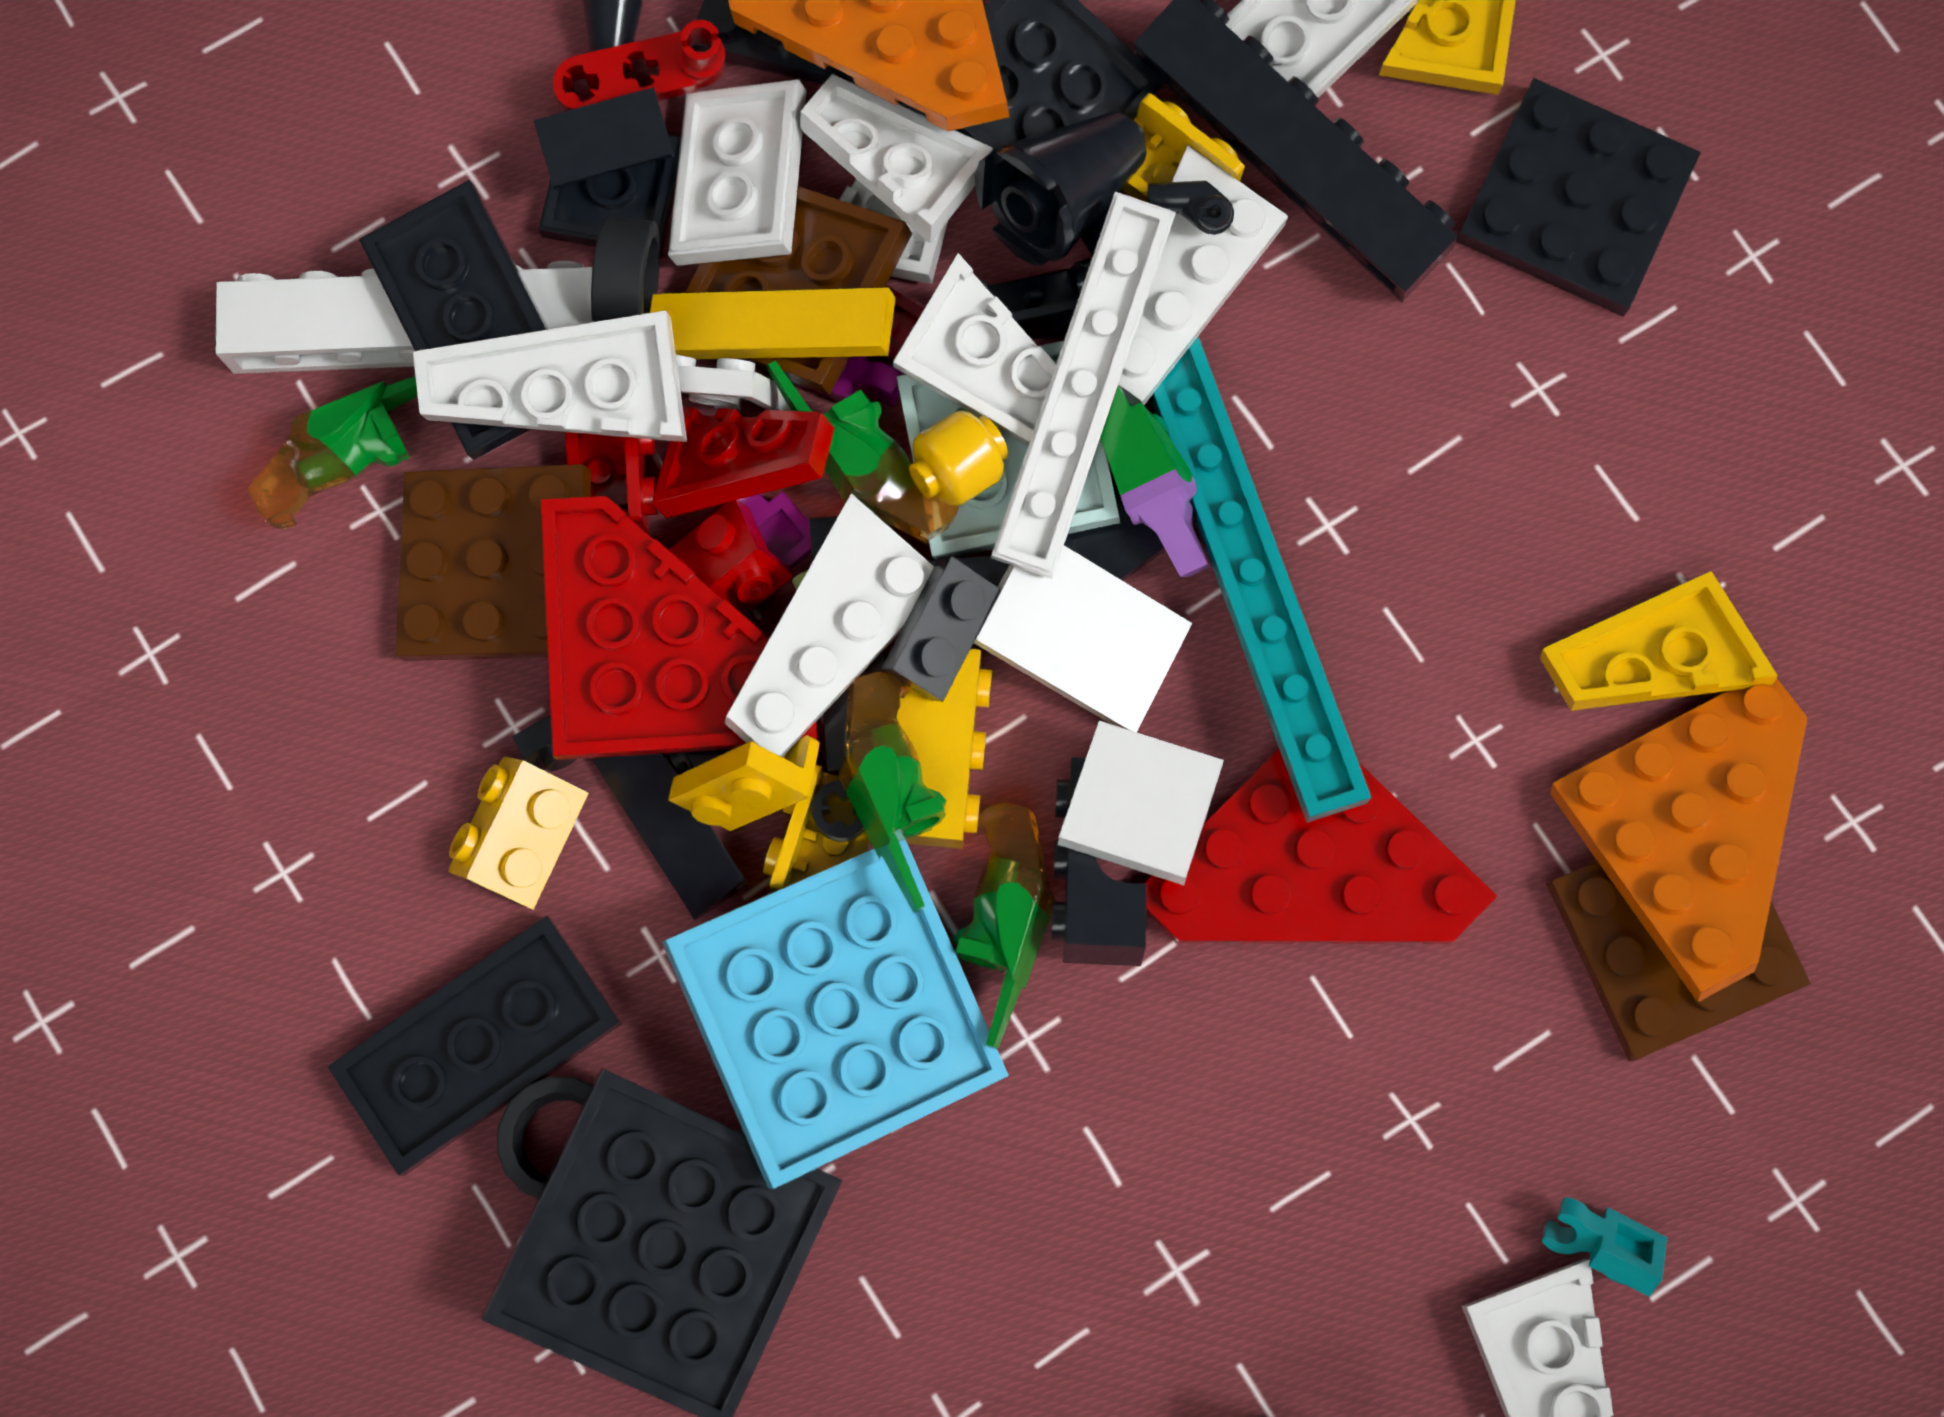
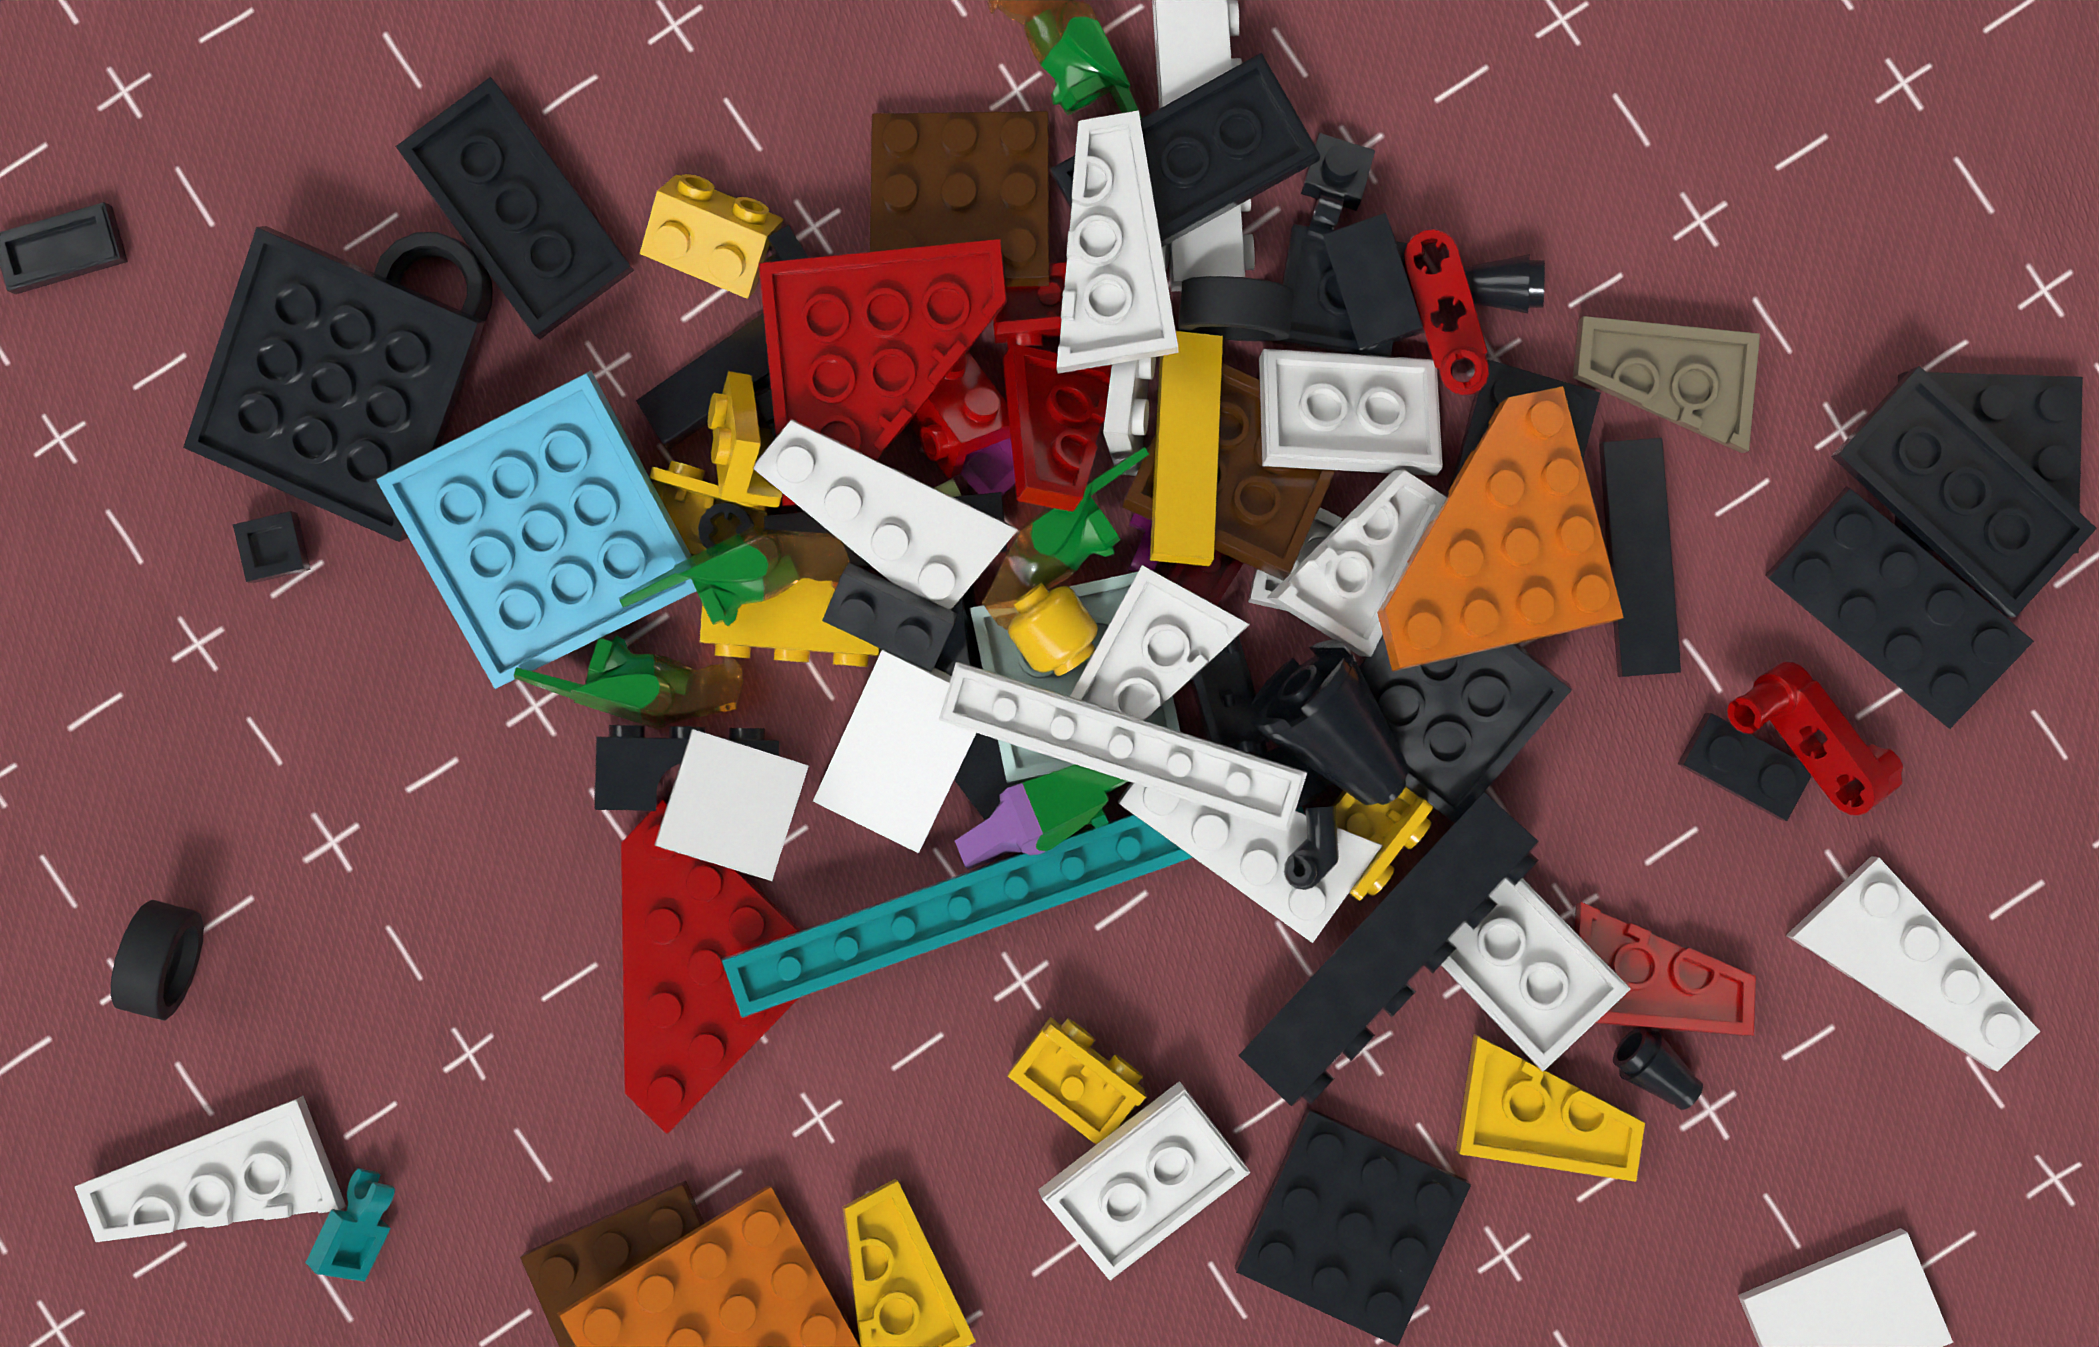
camera: 90 degrees right, 10 degrees up
(504, 183) = (1336, 181): none -> black plate
(843, 1329) = (271, 547): none -> black plate
(1433, 461) = (1077, 1080): none -> yellow bracket
(1536, 397) = (1144, 1181): none -> white tile

